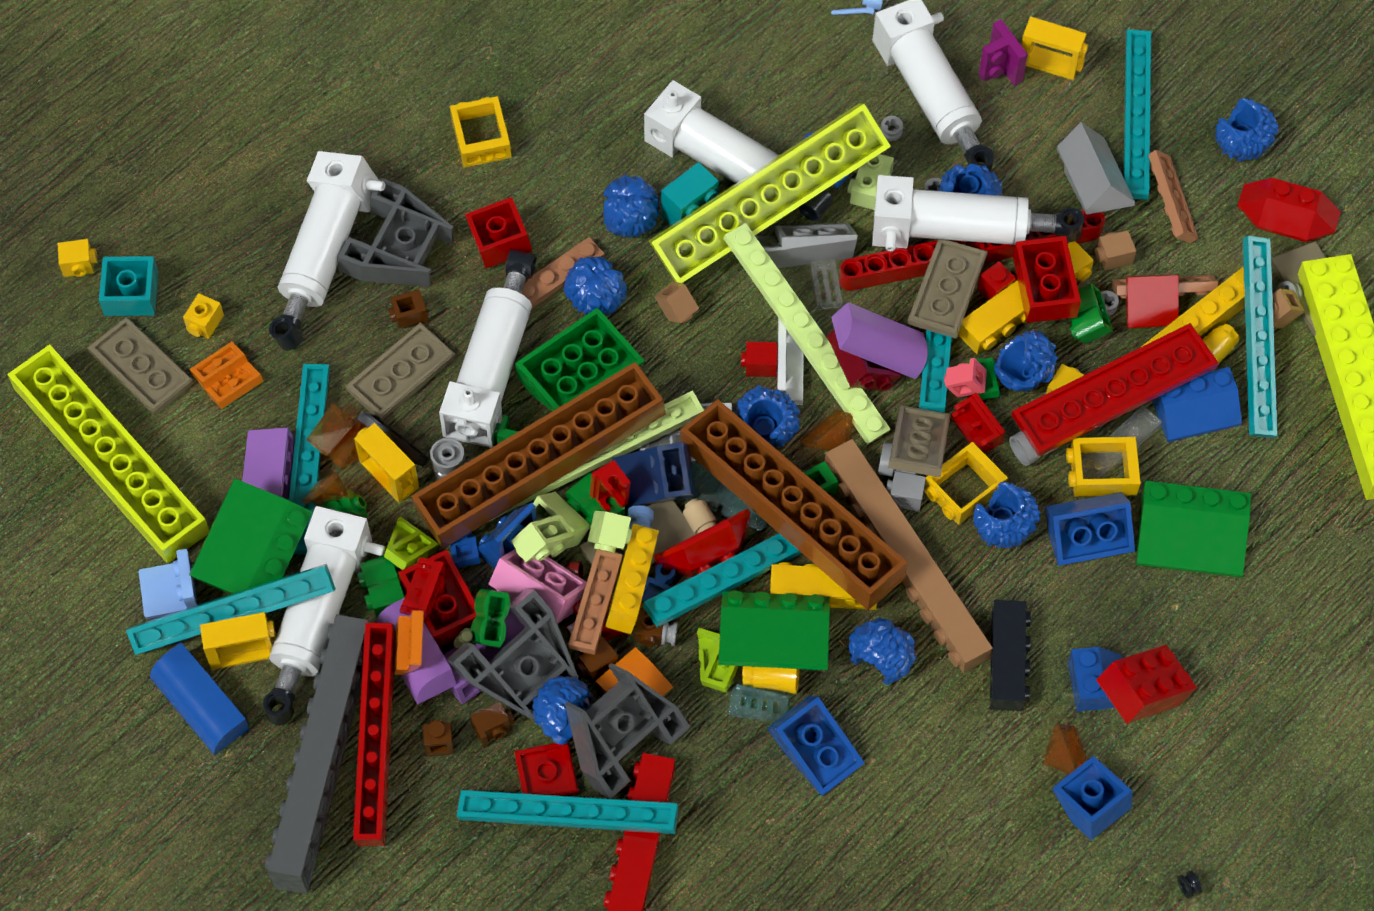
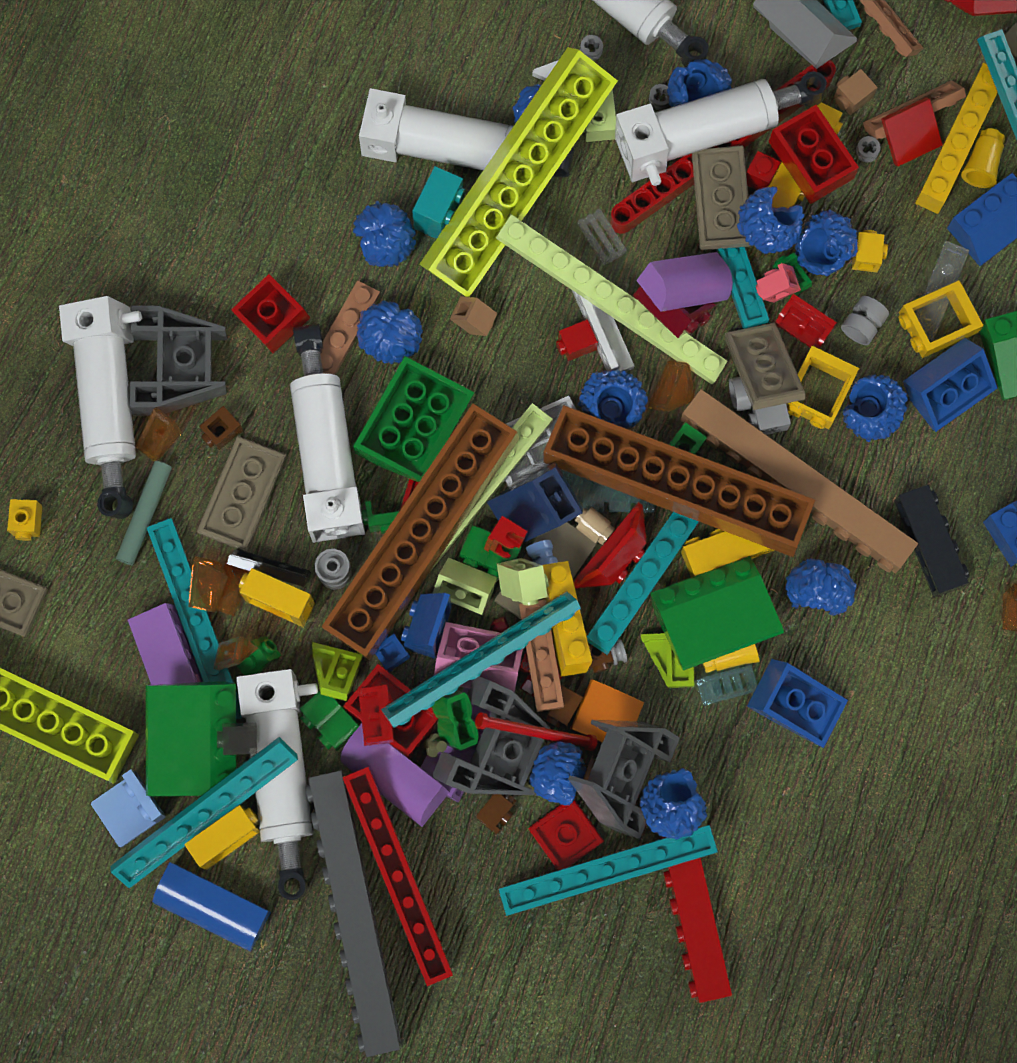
camera: 25 degrees left, 15 degrees up
(226, 375) = (76, 568): orange slope -> none
(290, 553) = (238, 738): none -> clear smoke brick
(307, 352) = (143, 513): none -> sand green piece
(352, 293) = (158, 435): none -> clear orange slope
(408, 643) = (391, 778): orange slope -> none
(438, 734) = (453, 847): reddish brown brick -> none
(482, 151) = (217, 230): yellow window -> none
(543, 538) = (466, 617): yellowish green brick -> none
(548, 571) = (474, 663): none -> teal plate
(552, 654) = (483, 720): none -> red bar
(651, 770) = (673, 805): none -> blue hair
(658, 585) = (588, 612): blue plate -> none
(809, 243) = (570, 200): light grey slope -> none
(974, 324) = (769, 227): none -> blue hair
(1092, 316) = (869, 175): green brick -> none
(1114, 389) = (923, 241): red plate -> none

